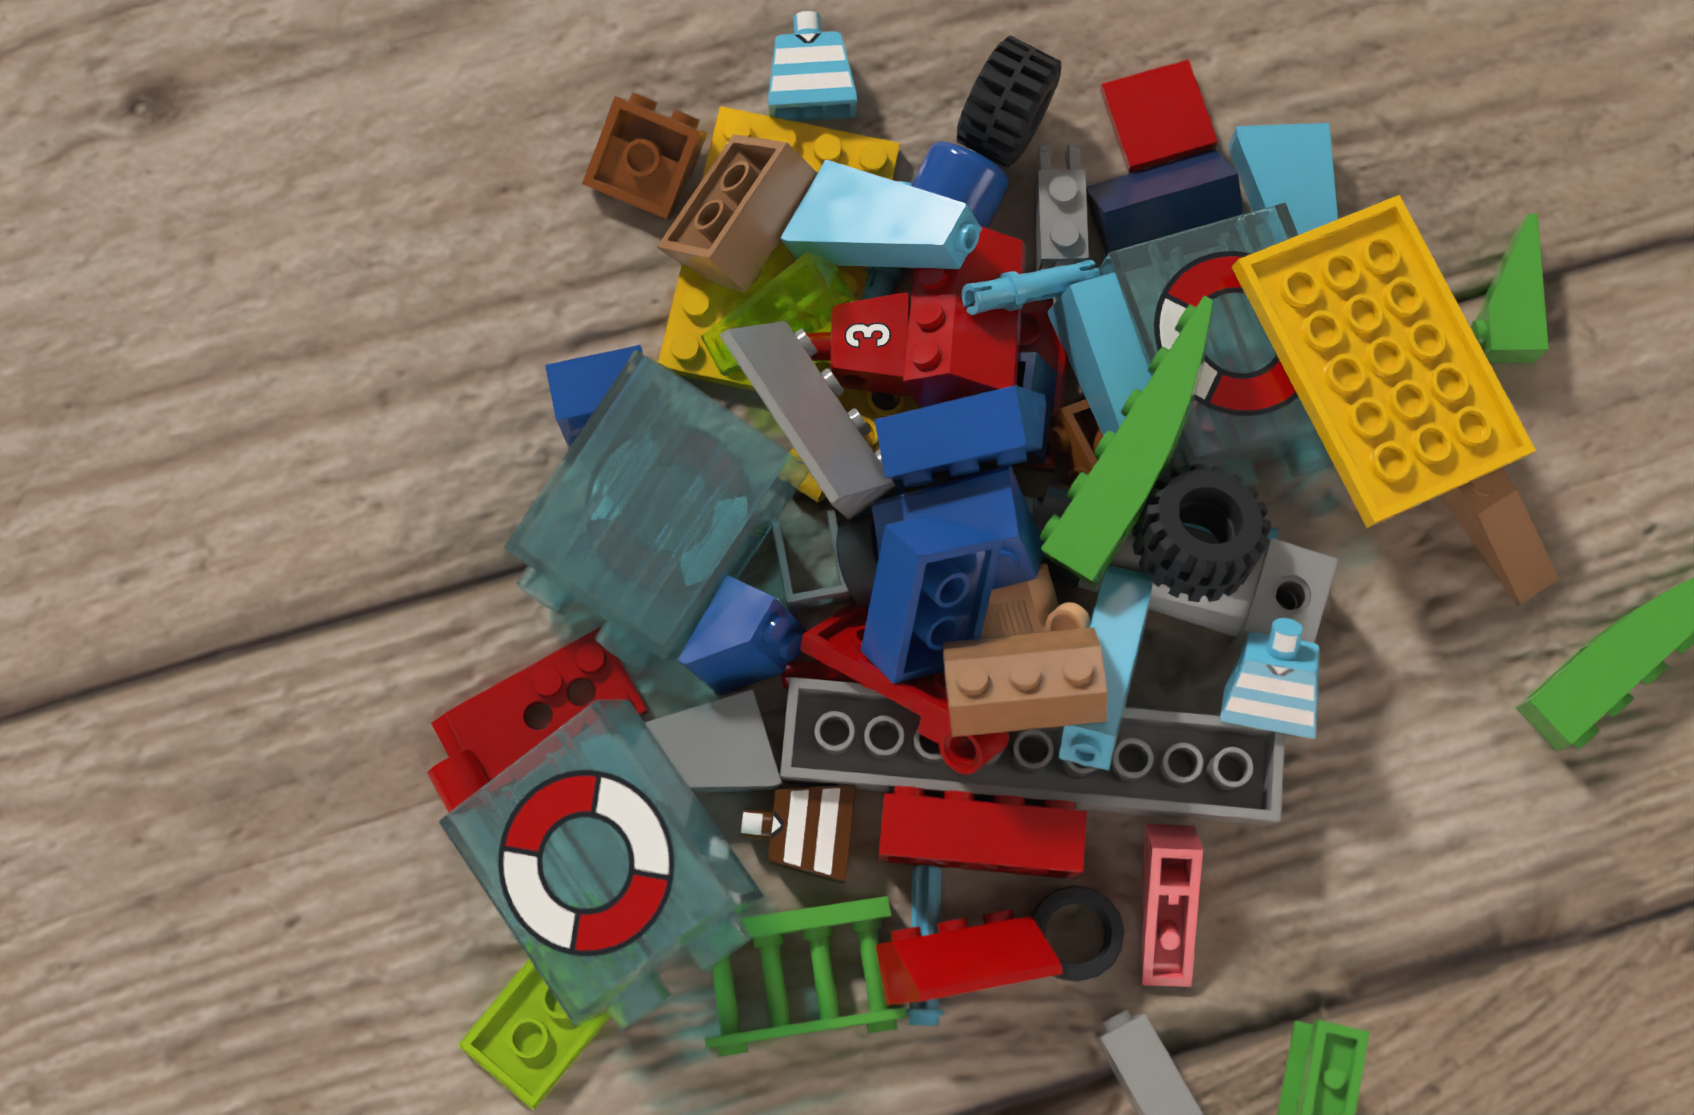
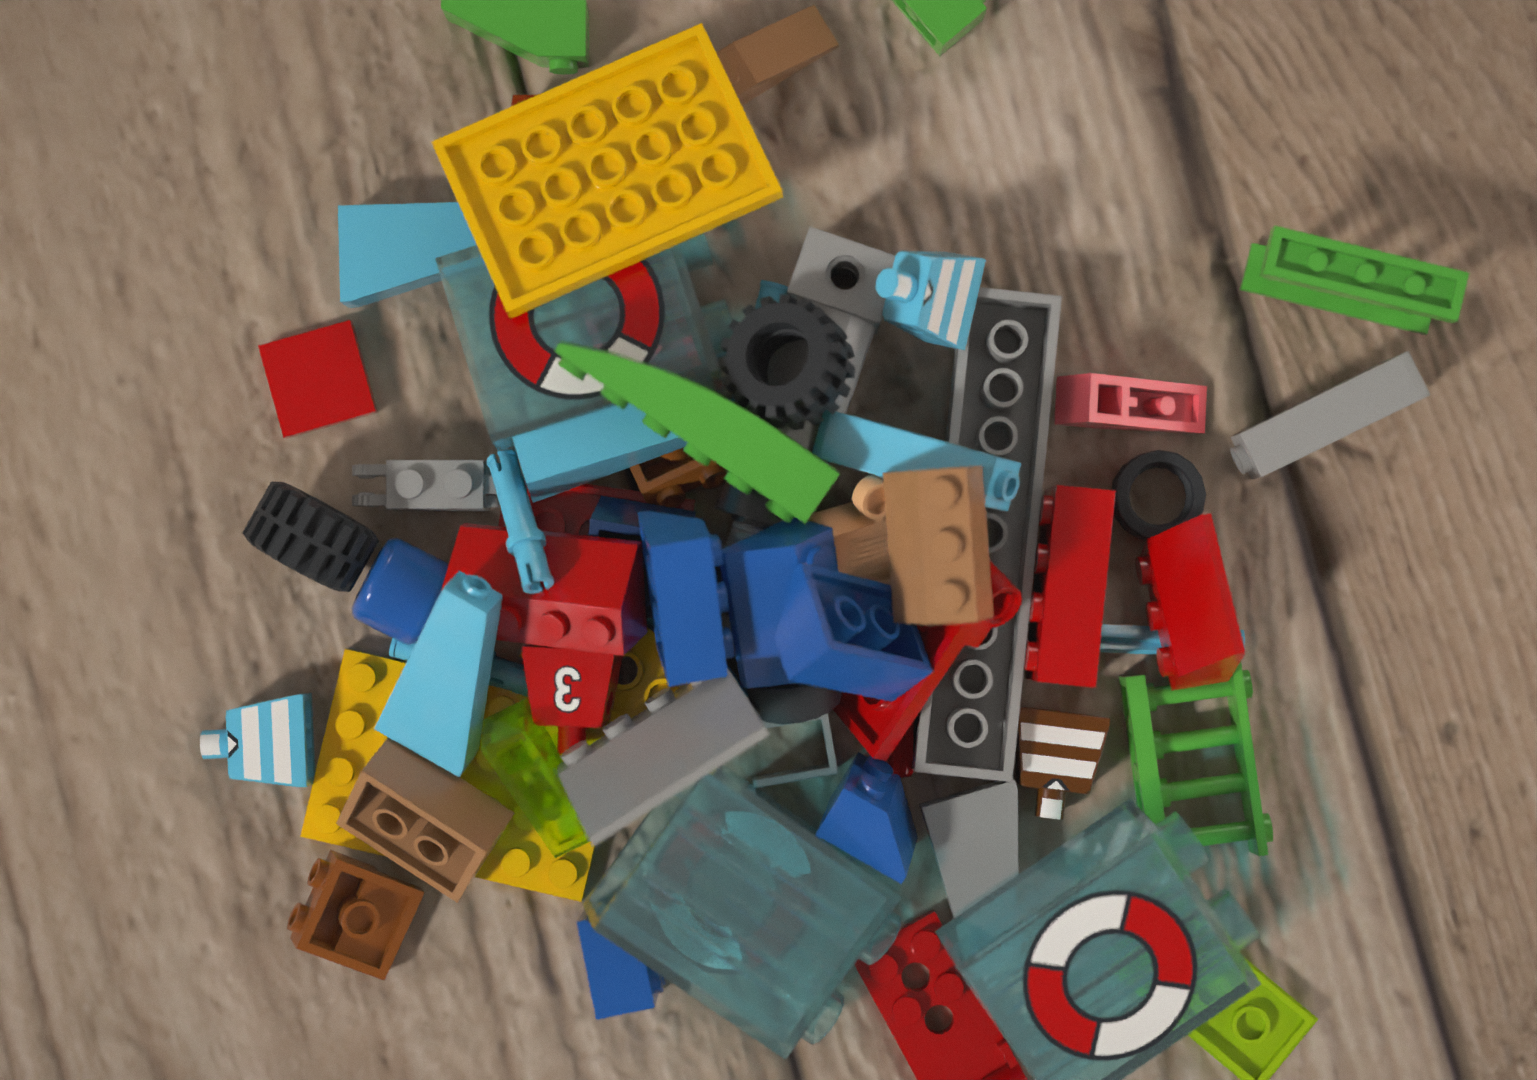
camera: 90 degrees left, 10 degrees up
(1164, 200) = (420, 375): dark blue slope -> none

